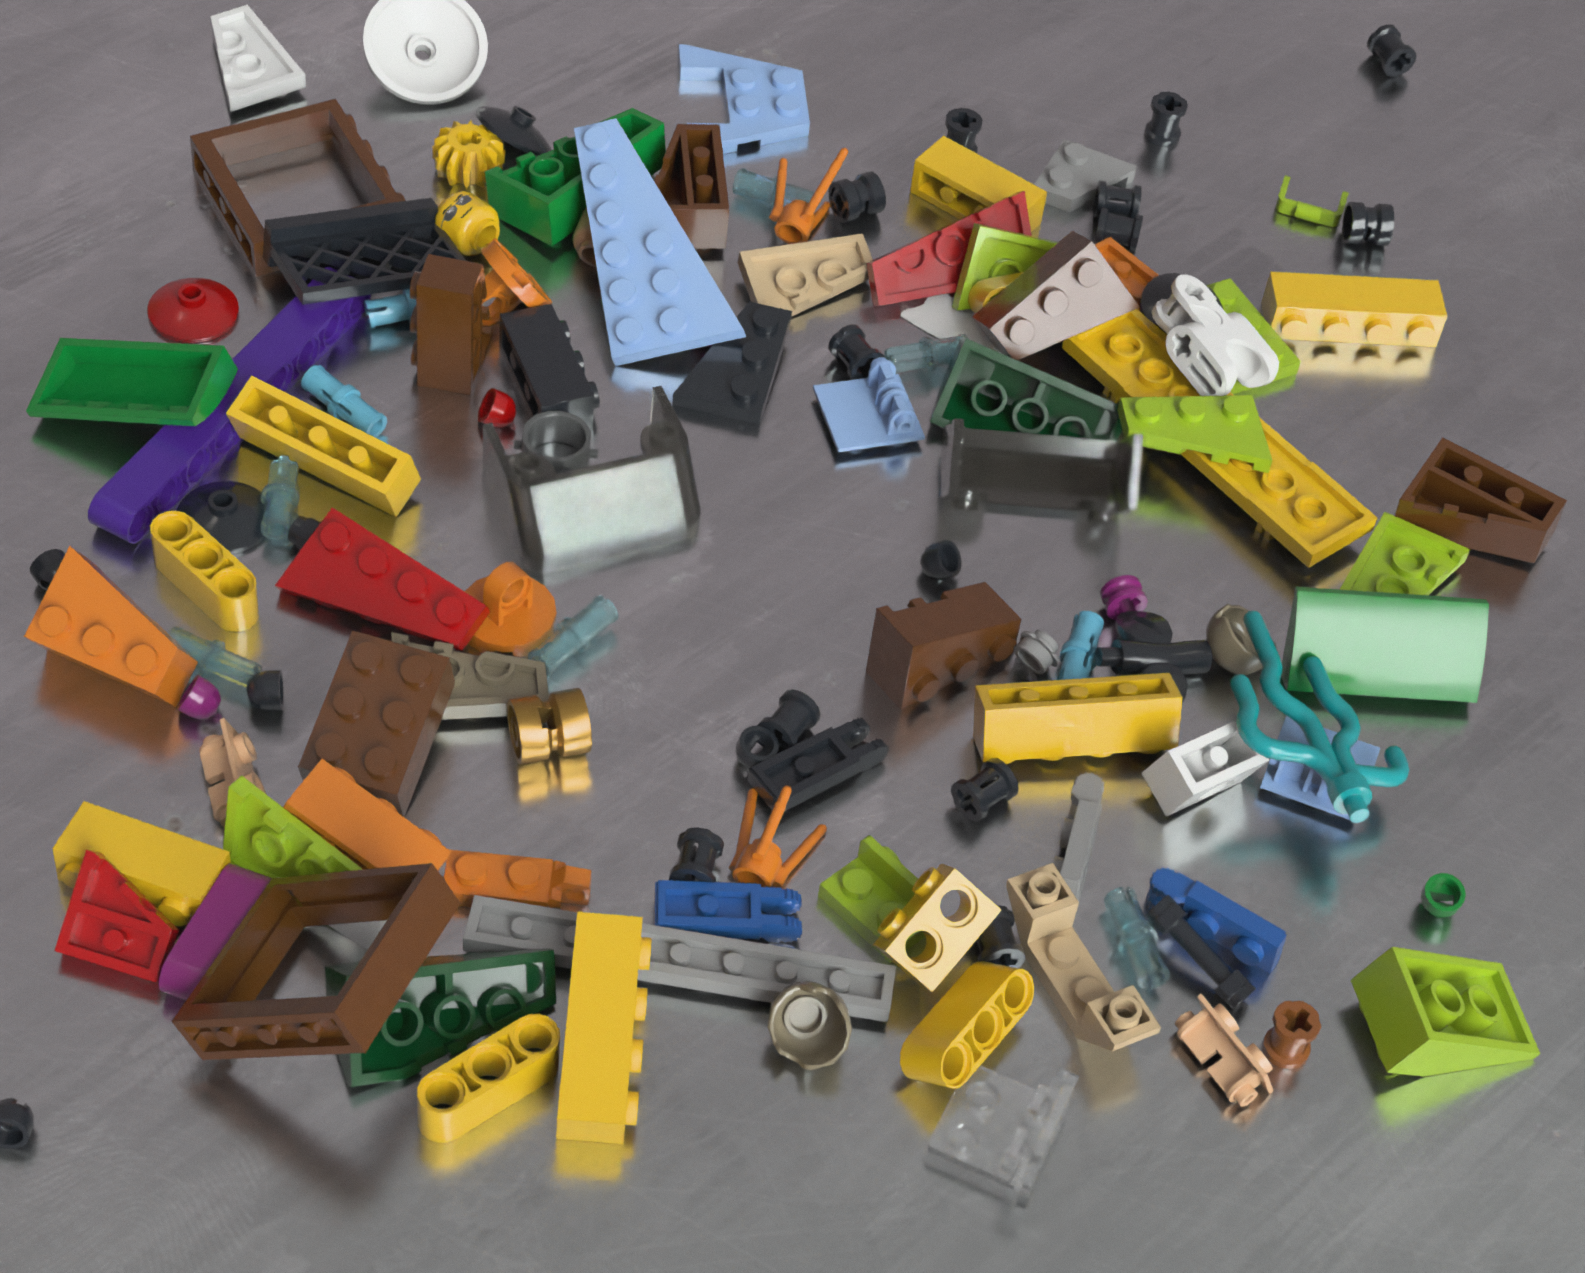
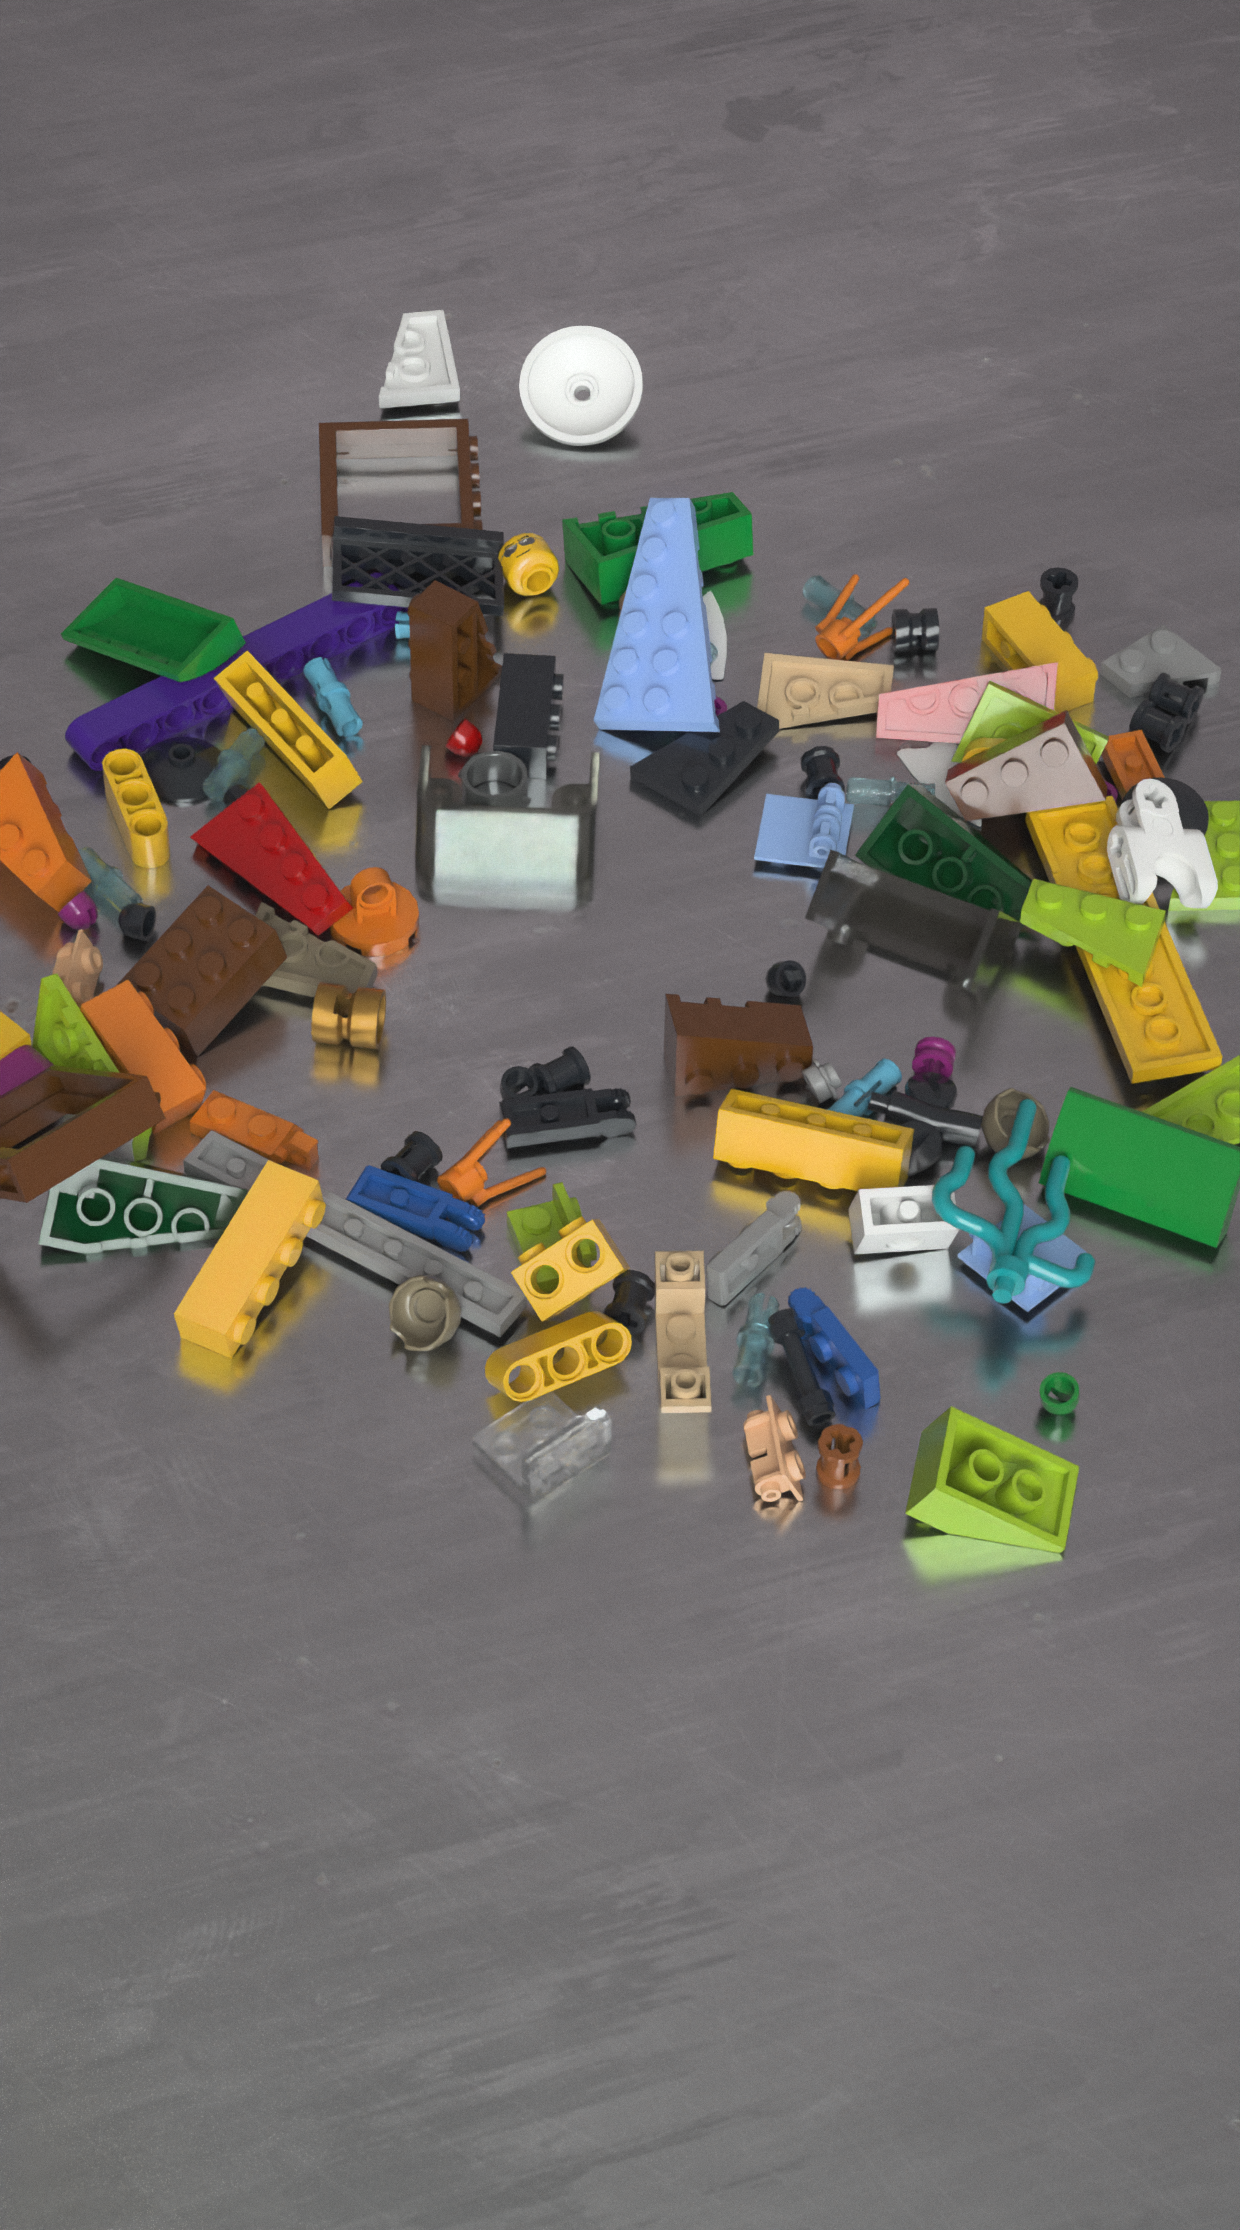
camera: 30 degrees right, 0 degrees up
(193, 310) = (251, 583): red dish -> none
(466, 153) = (568, 496): yellow gear -> none
(480, 1099) = (140, 1270): yellow beam -> none
(509, 283) = (531, 626): orange tile -> none
(514, 128) = (618, 485): black dish -> none
(575, 634) = (417, 949): clear light blue pin -> none
(696, 184) = (754, 582): reddish brown wedge -> none
(760, 97) = (883, 519): light blue wing -> none
(984, 789) = (698, 1180): black bush -> none

